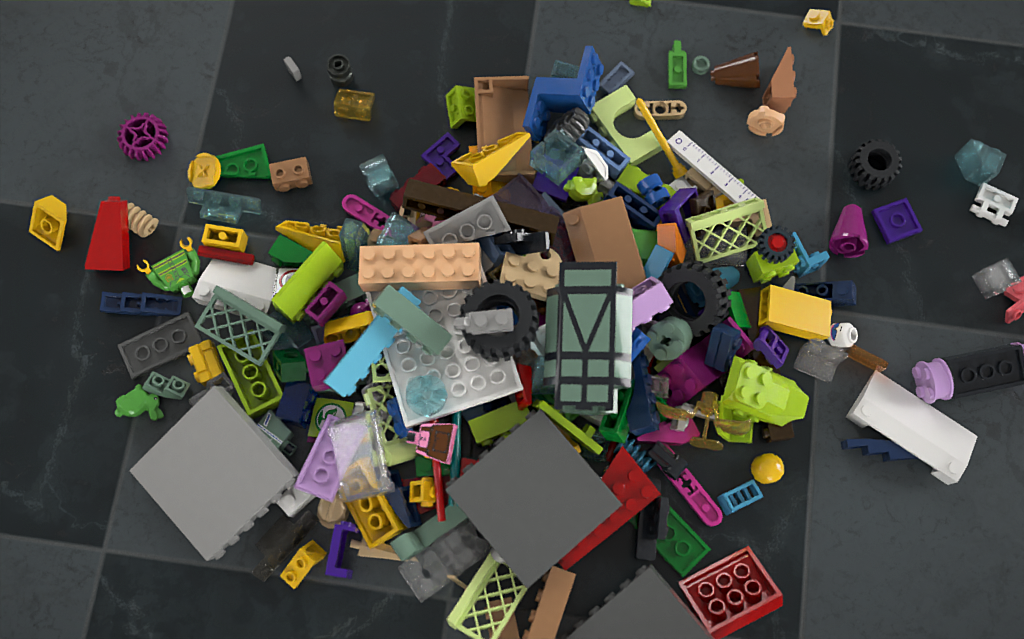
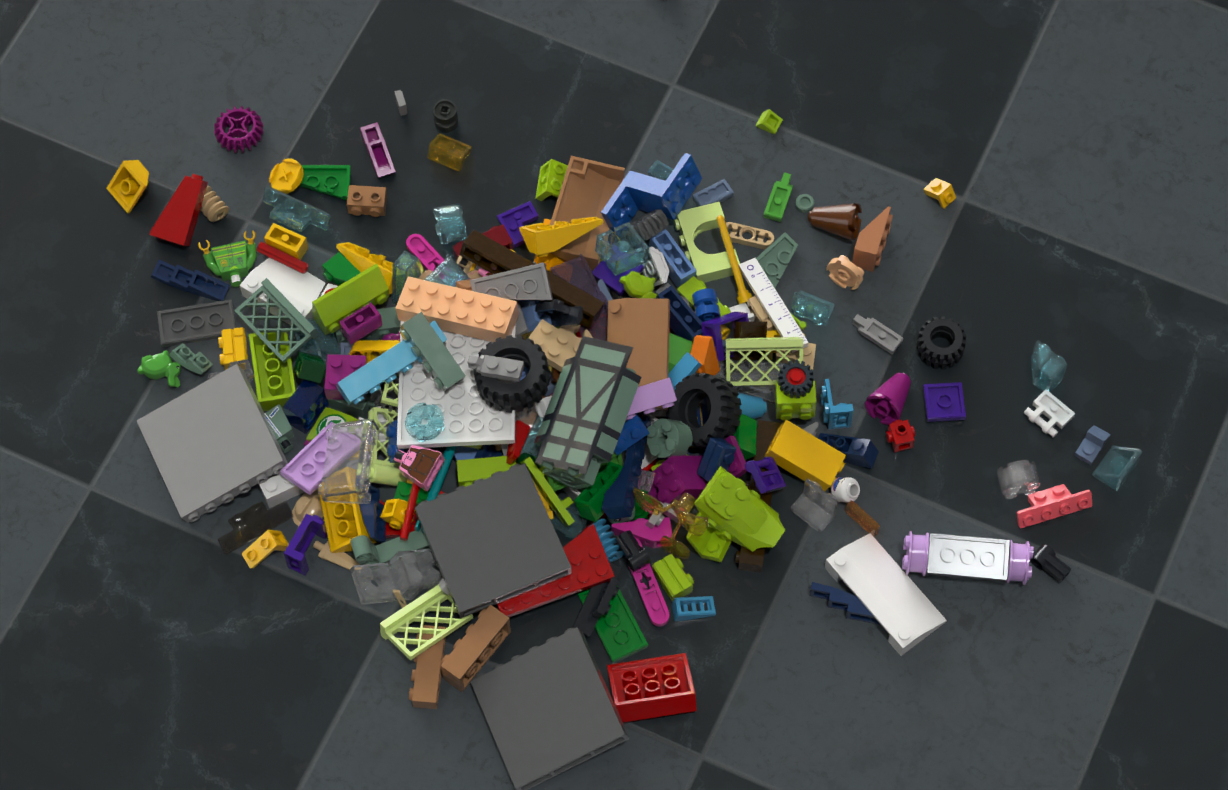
camera: 20 degrees right, 10 degrees down
(285, 121) = (377, 150): none -> magenta slope
(696, 122) = (777, 257): none -> sand green wing
(711, 472) = (672, 577): none -> lime brick
(745, 163) = (812, 307): none -> clear light blue bracket
(767, 468) = (729, 590): yellow hair -> none
(813, 171) = (878, 333): none -> light grey hinge
(872, 265) = (900, 435): none -> red brick

